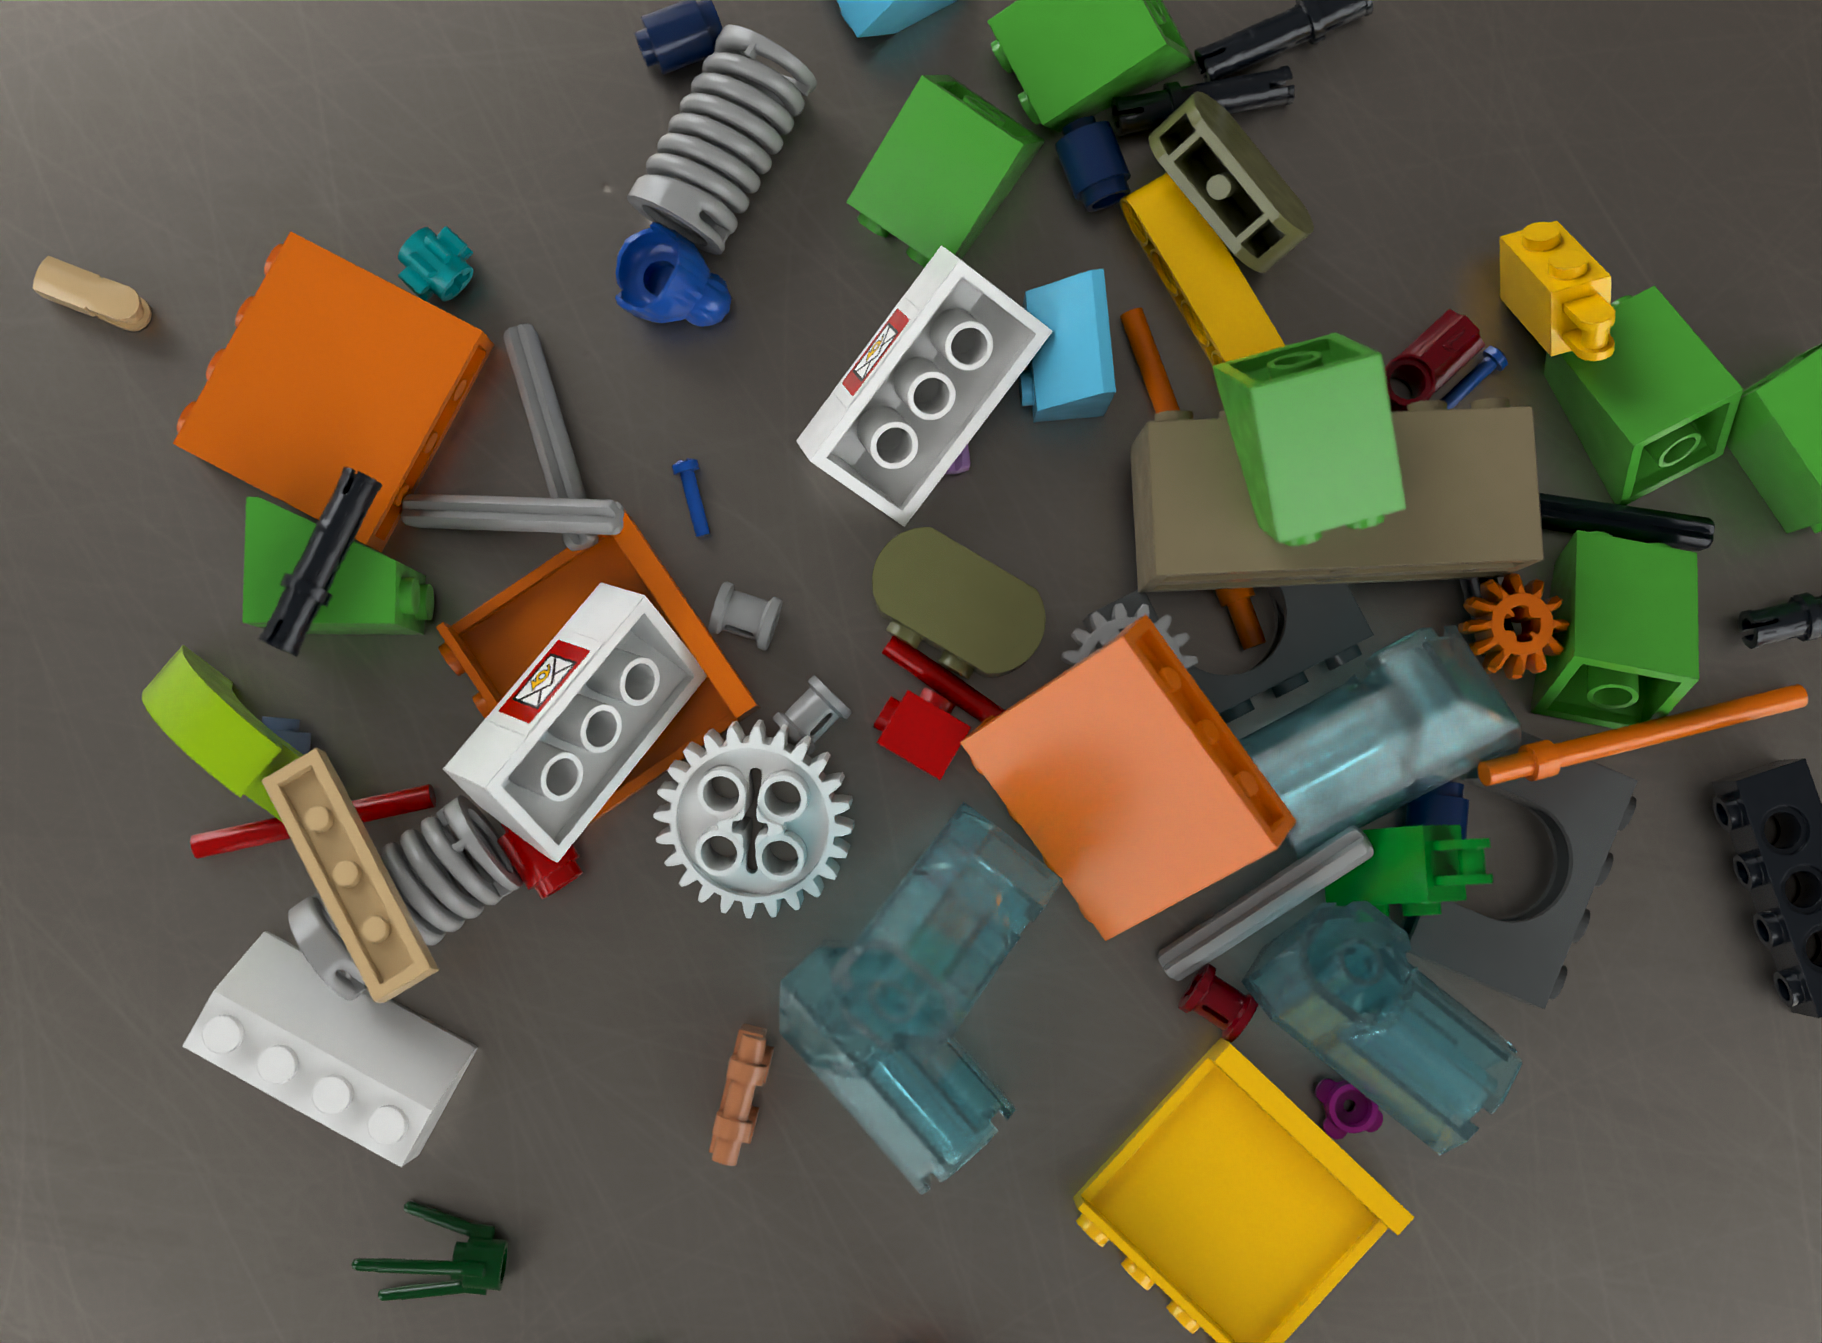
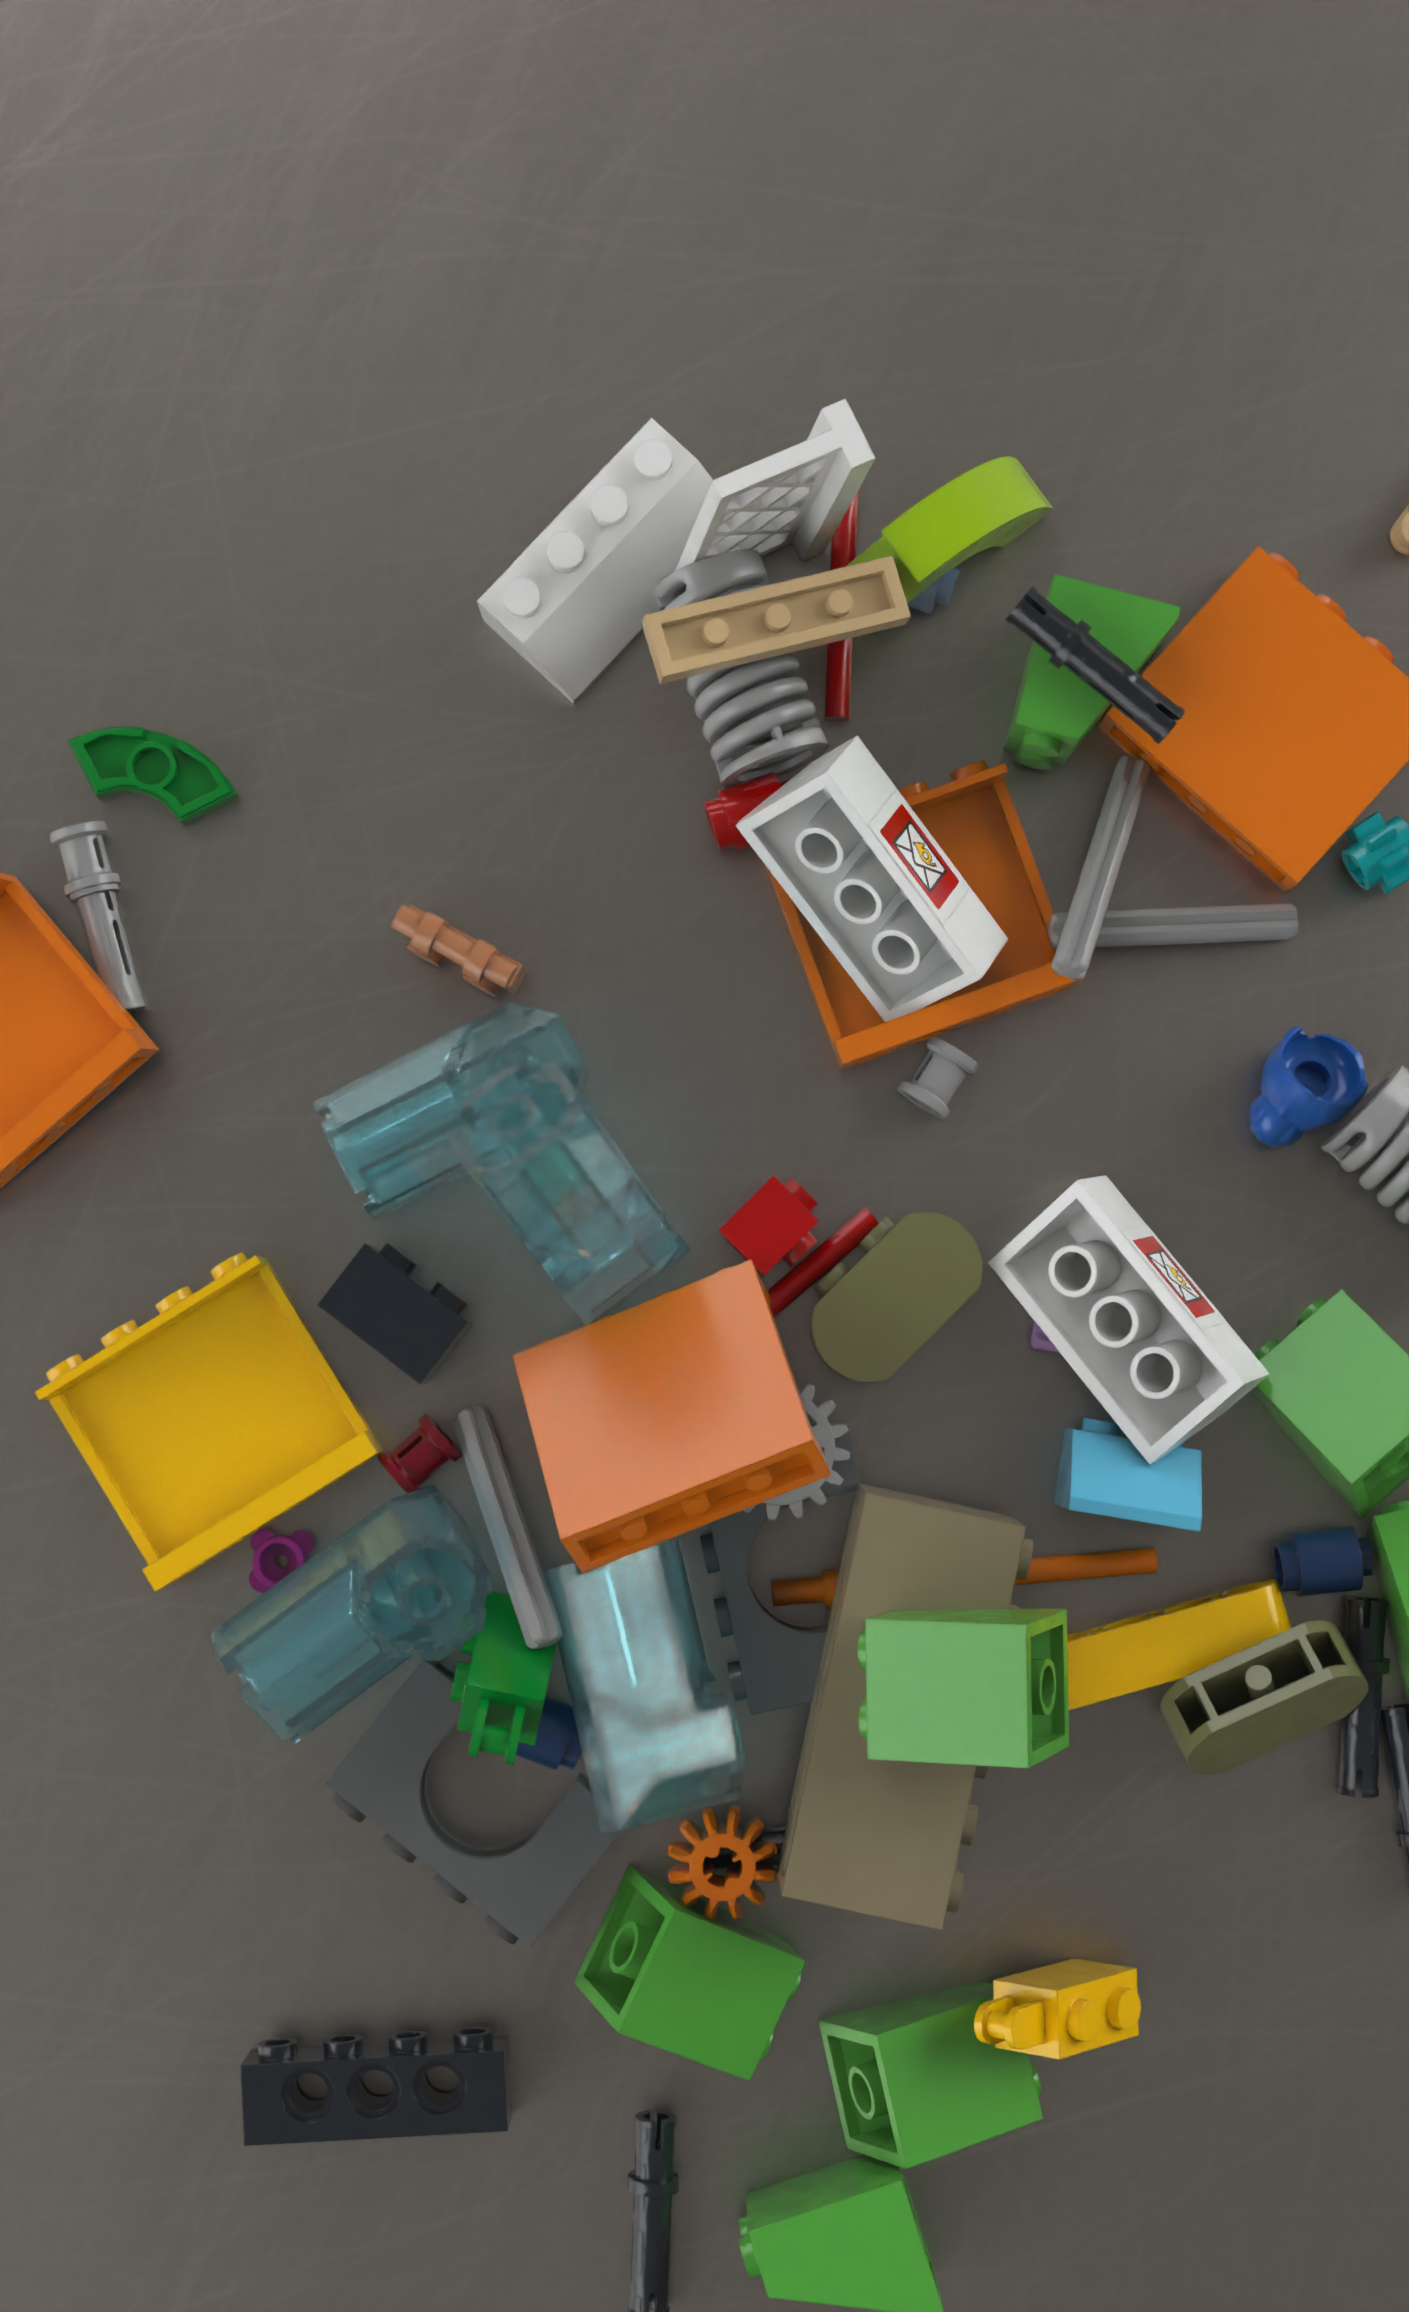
camera: 110 degrees right, 0 degrees up
(224, 895) = (787, 495): none -> white fence
(473, 1269) = (362, 650): dark green plant -> none
(692, 494) = (1077, 1056): blue piece -> none
(807, 825) = (708, 1085): white gear -> none
(812, 713) = (818, 1119): light grey bush -> none
(1093, 1060) = (396, 1311): none -> black brick
(1433, 358) = (1021, 1856): dark red piece -> none
(1492, 360) = (1008, 1929): blue piece -> none
(1545, 759) = (578, 1853): orange bar -> none
(1626, 522) = (806, 2009): black axle -> none

